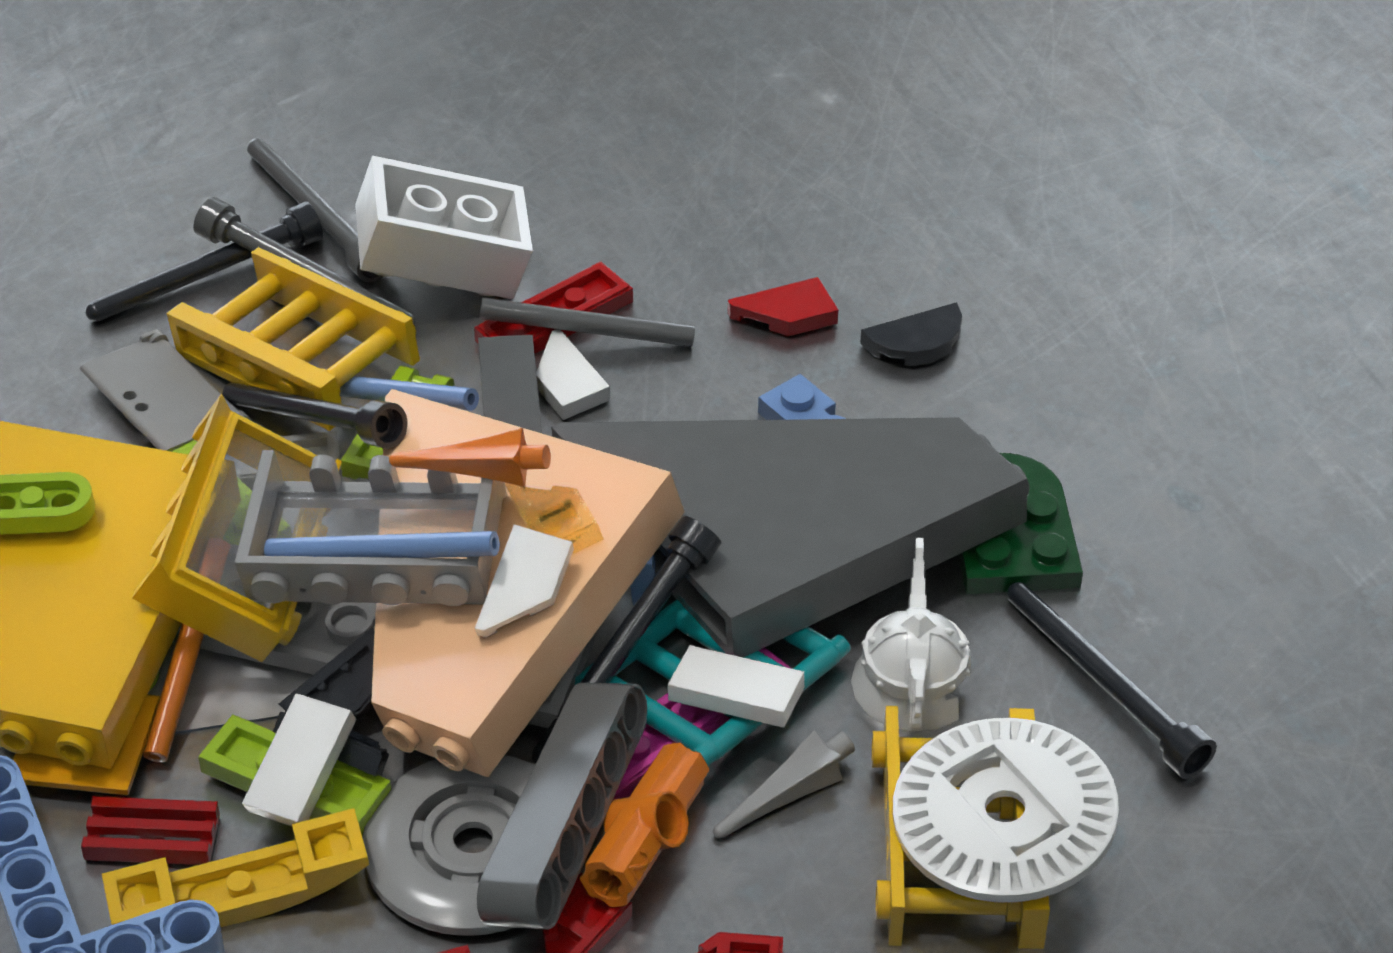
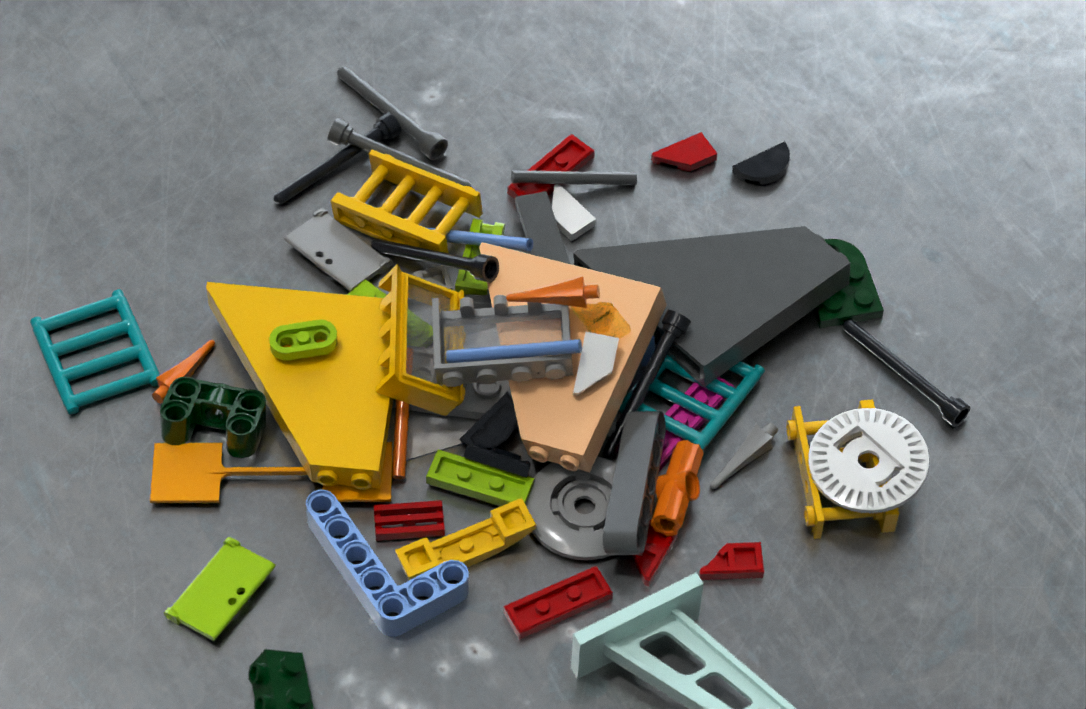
camera: 10 degrees left, 10 degrees up
(299, 760) = (485, 474): white tile -> none
(442, 228) = (479, 126): white brick -> none
(736, 686) = (710, 403): white tile -> none
(796, 400) = (707, 221): medium blue plate -> none
(913, 662) = (800, 375): white helmet -> none

